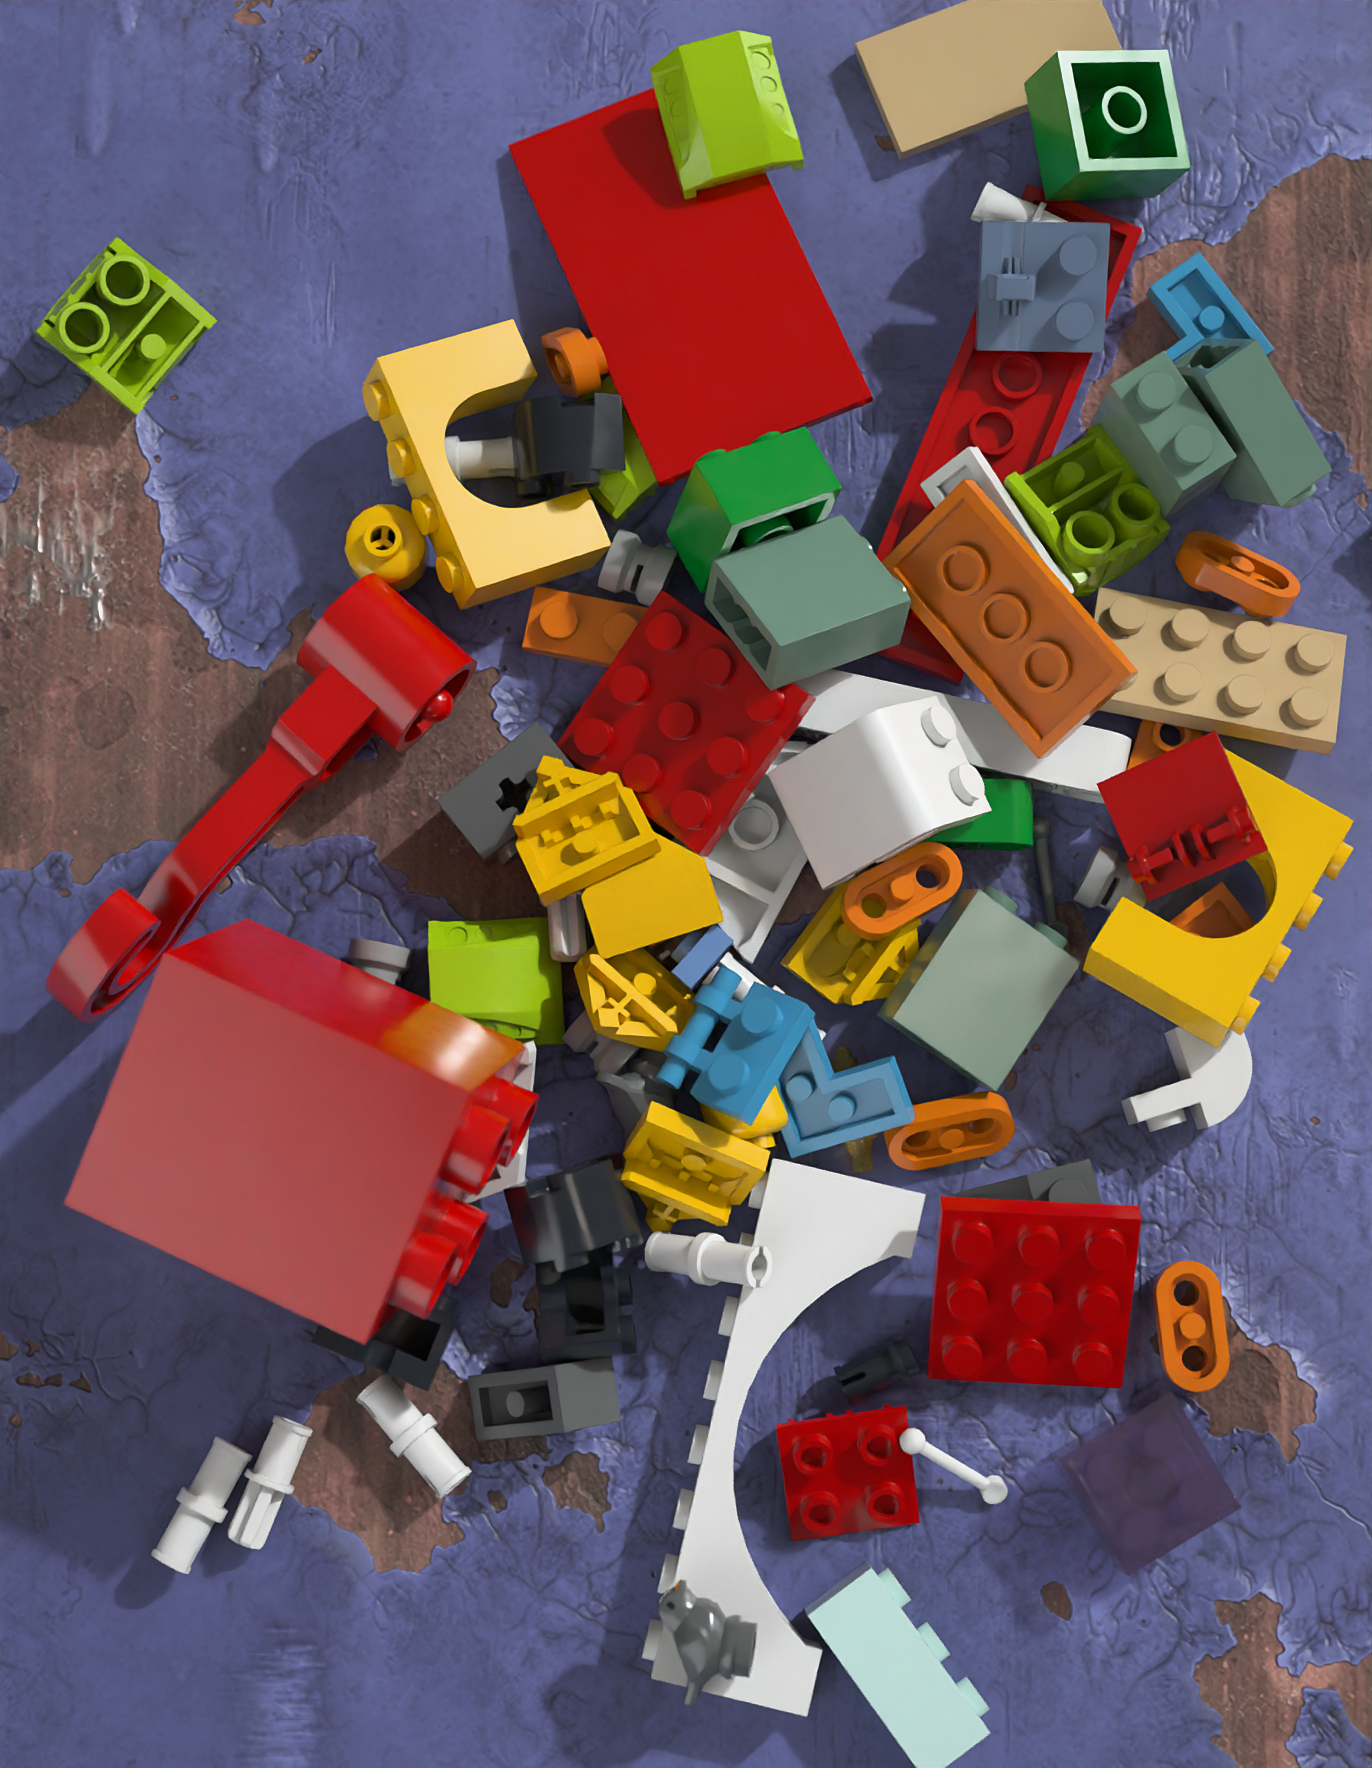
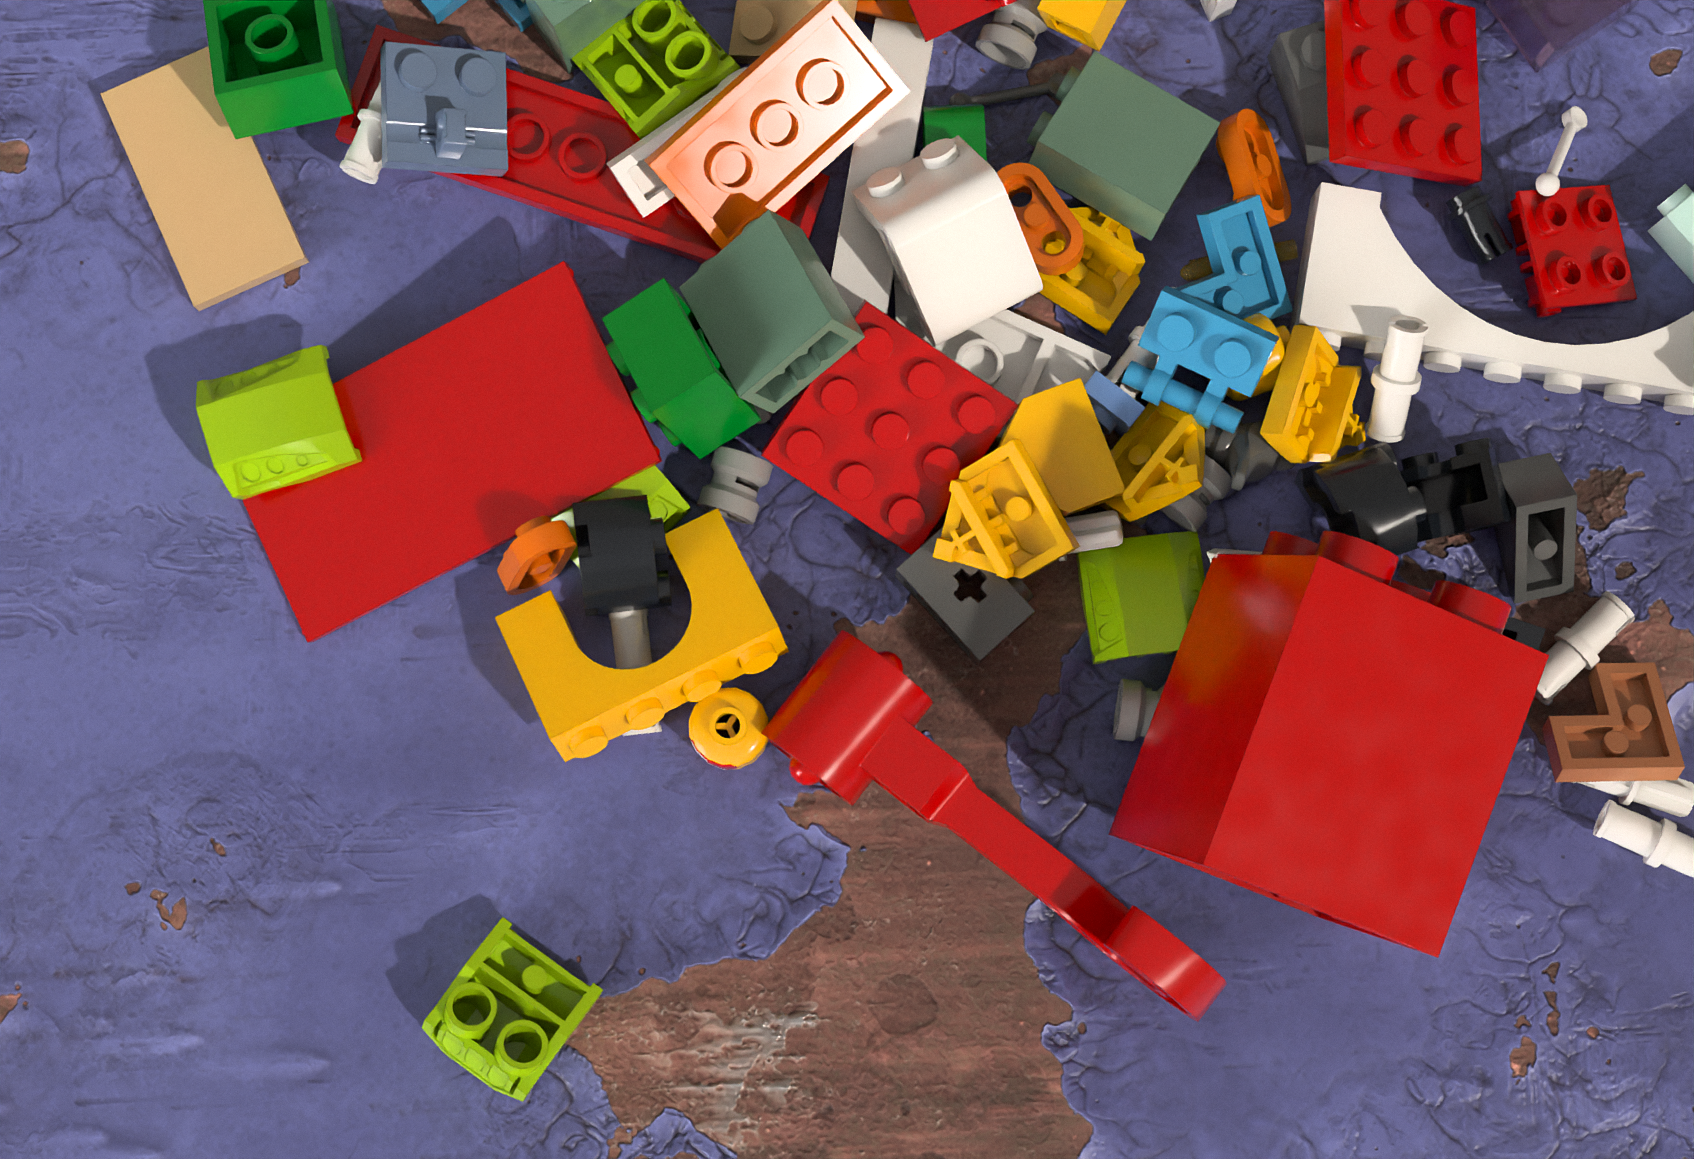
camera: 95 degrees left, 0 degrees up
(304, 1473) = (1626, 739): none -> nougat plate
(578, 626) = (792, 537): orange plate -> none

